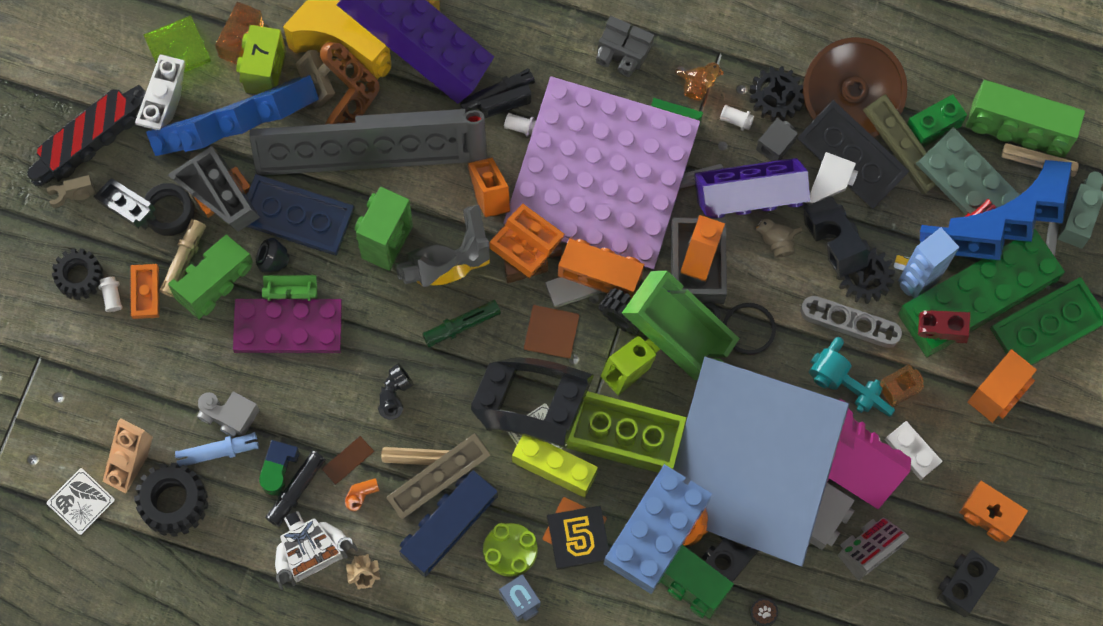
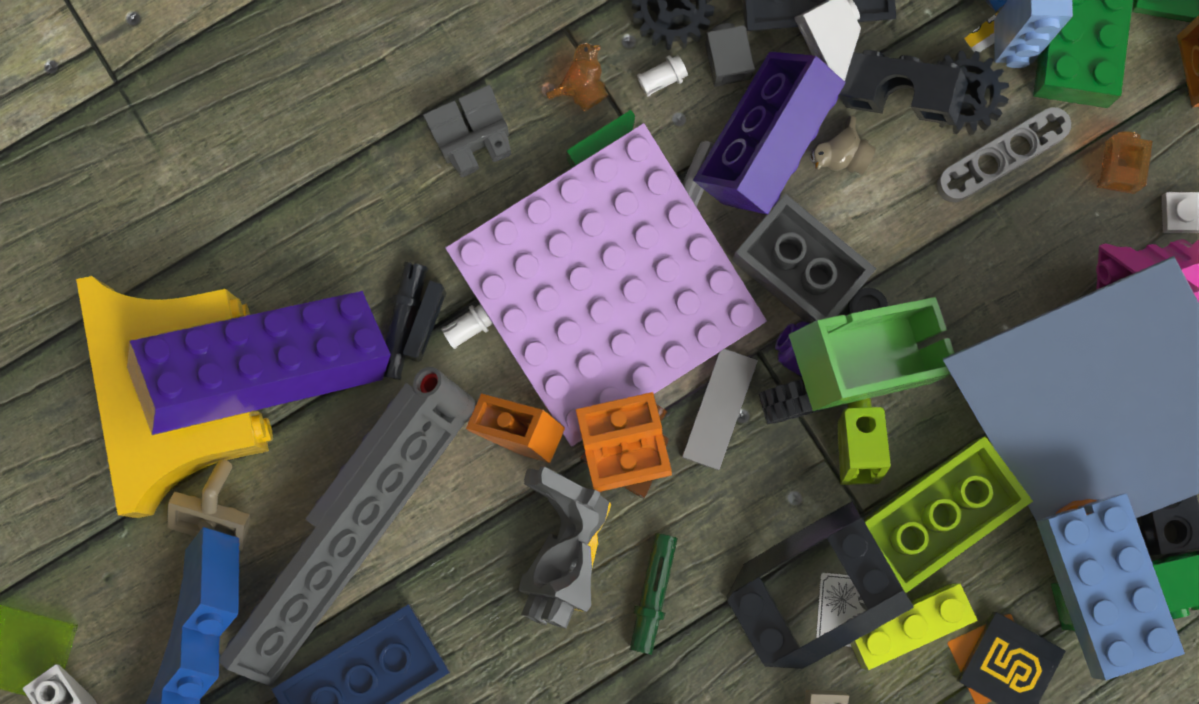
camera: 50 degrees left, 10 degrees up
(230, 40) = (74, 566): clear orange brick -> none
(261, 60) = (133, 570): lime brick -> none
(356, 89) = (267, 488): dark orange beam -> none
(384, 228) = (474, 598): bright green brick -> none
(551, 331) = (743, 496): dark orange sticker -> none
(600, 268) = (724, 382): orange brick -> none
(702, 248) = (806, 251): orange slope -> none
(770, 317) = (919, 237): black piece -> none
(832, 369) = (1049, 223): teal piece -> none
(944, 325) = (1117, 59): dark red leg -> none

